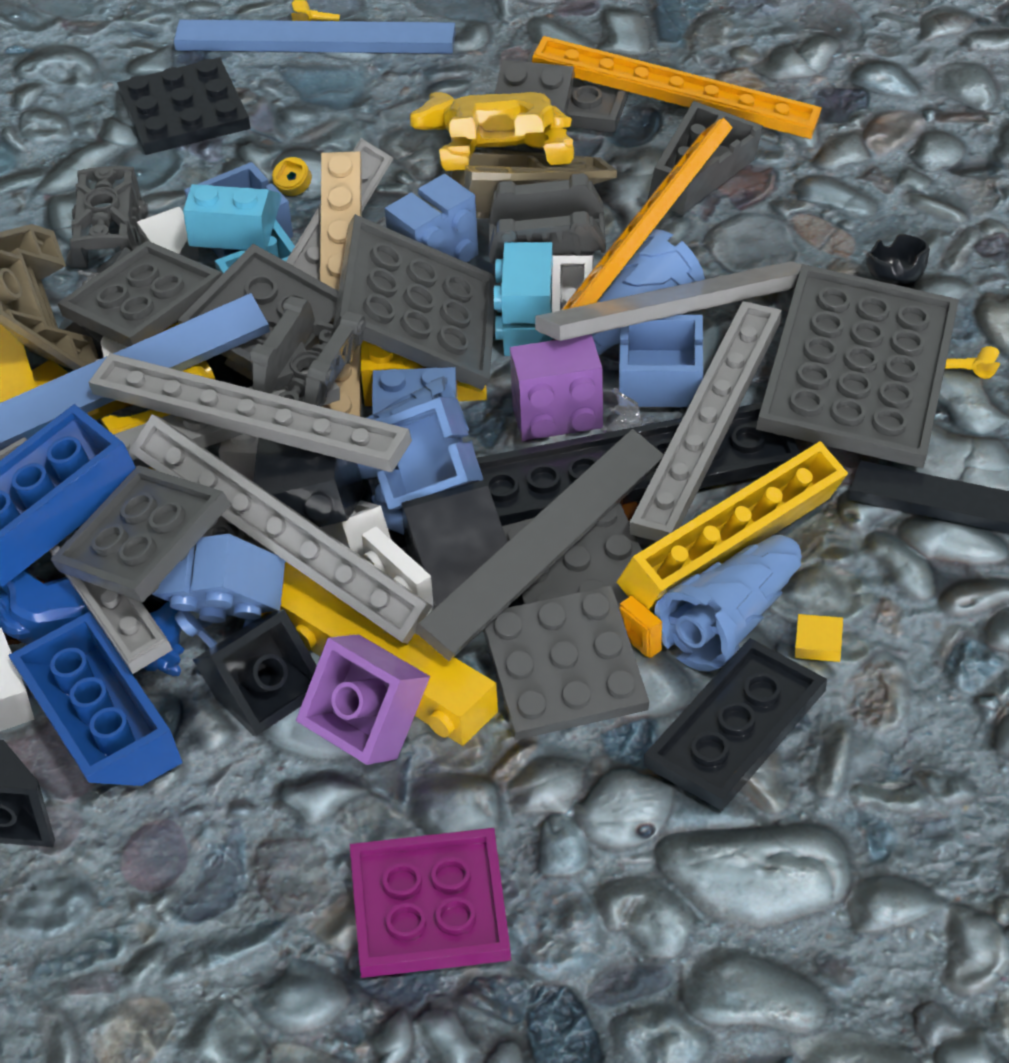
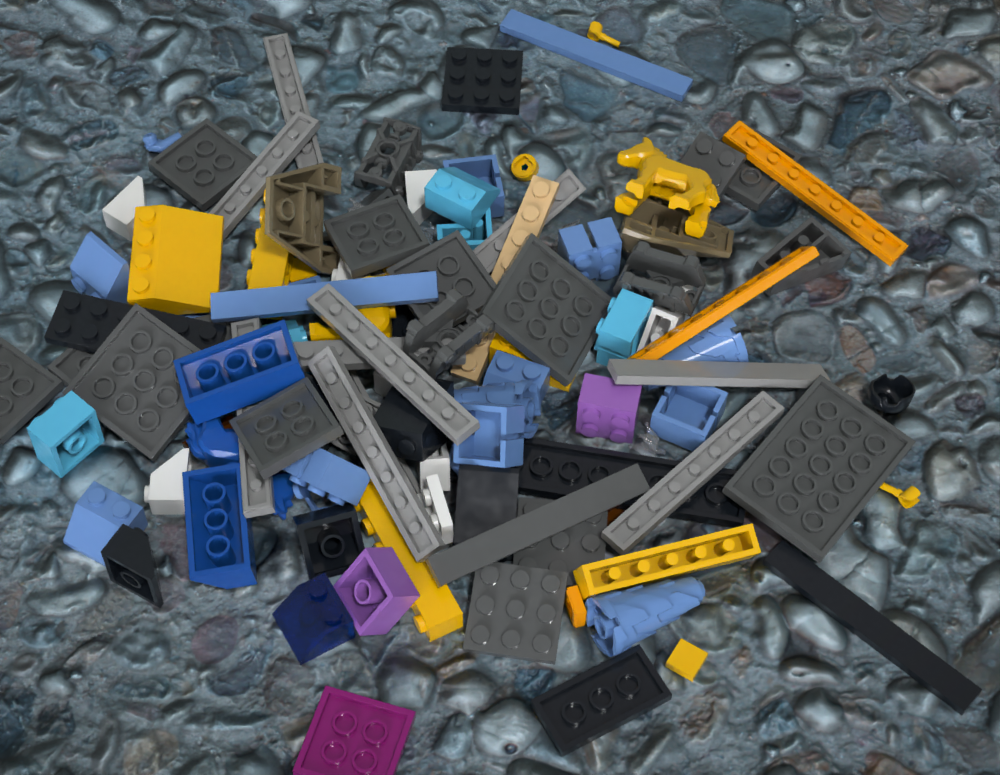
camera: 20 degrees right, 10 degrees up
(289, 771) = (314, 619): none -> clear blue slope

